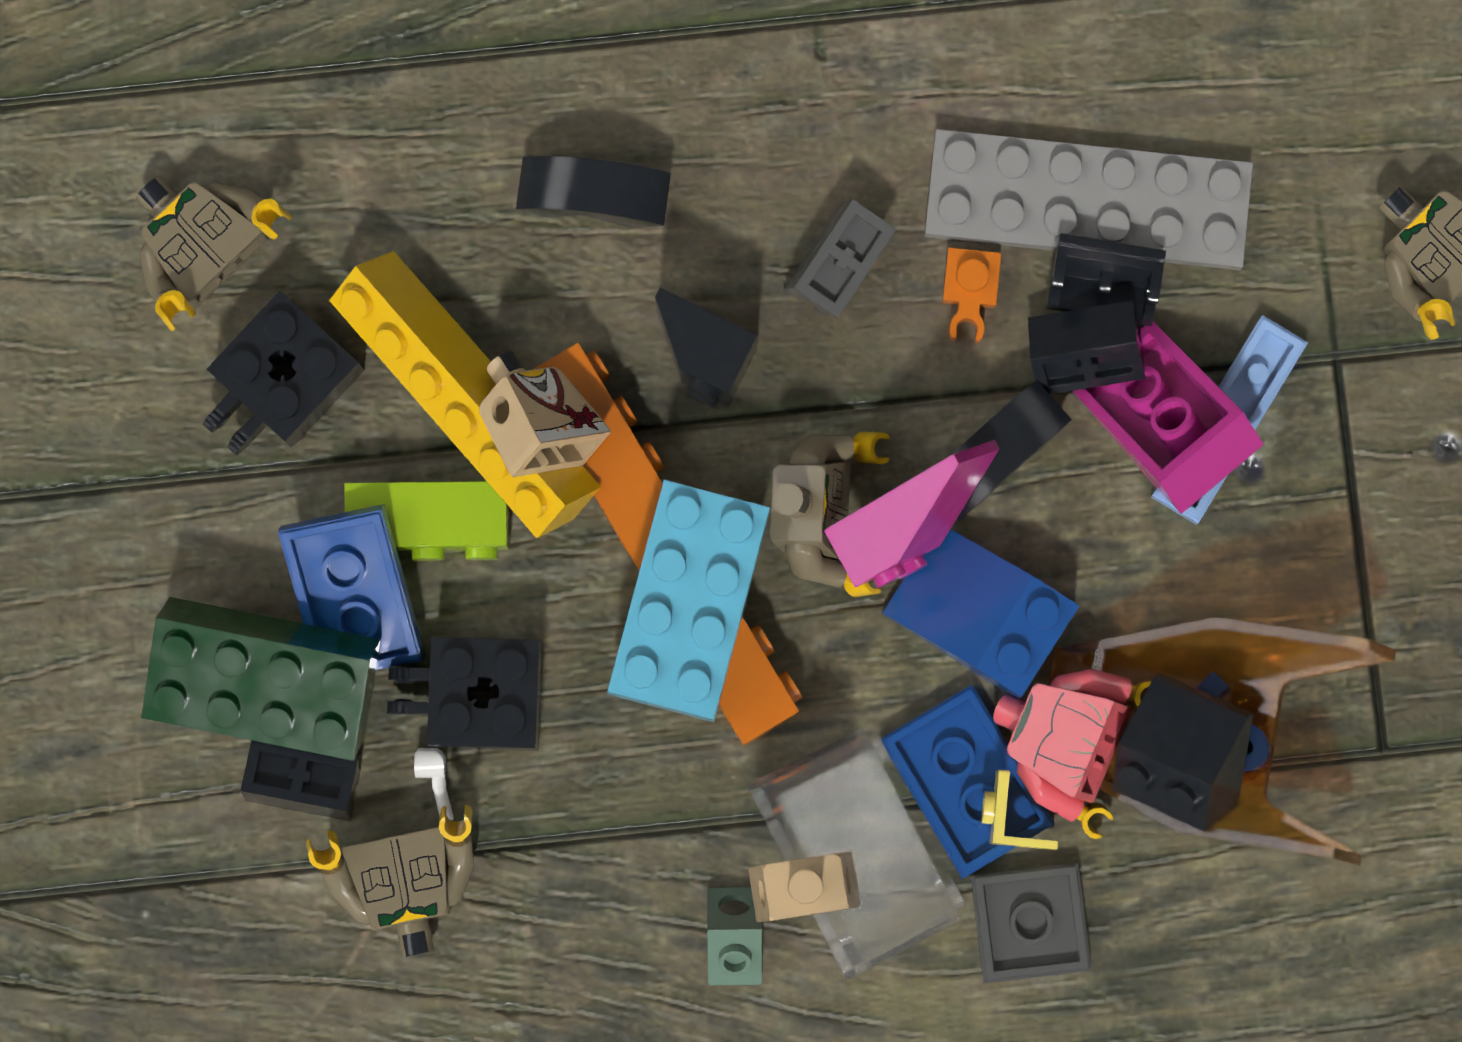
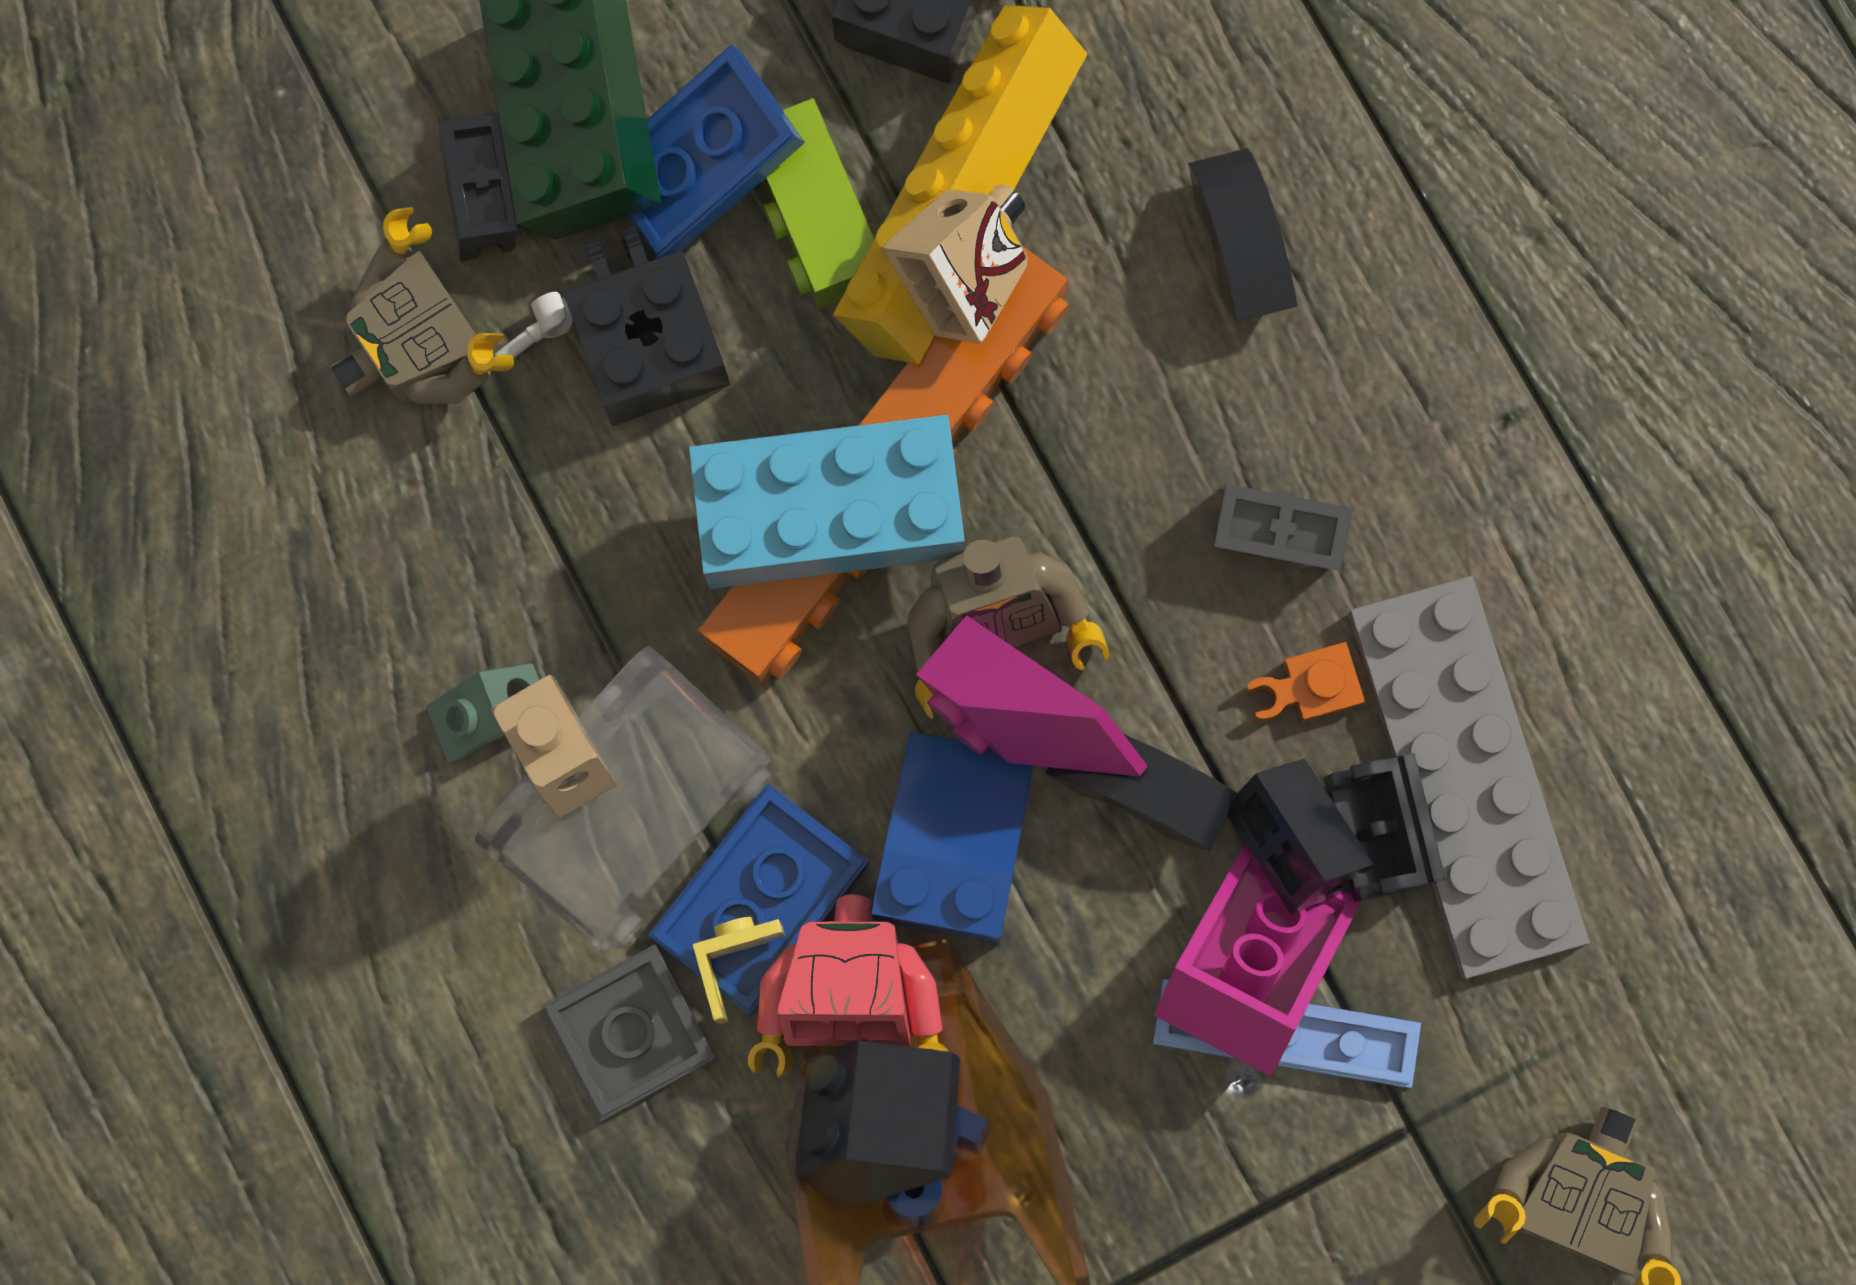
camera: 70 degrees right, 5 degrees down
(705, 349) = (1114, 416): black slope -> none

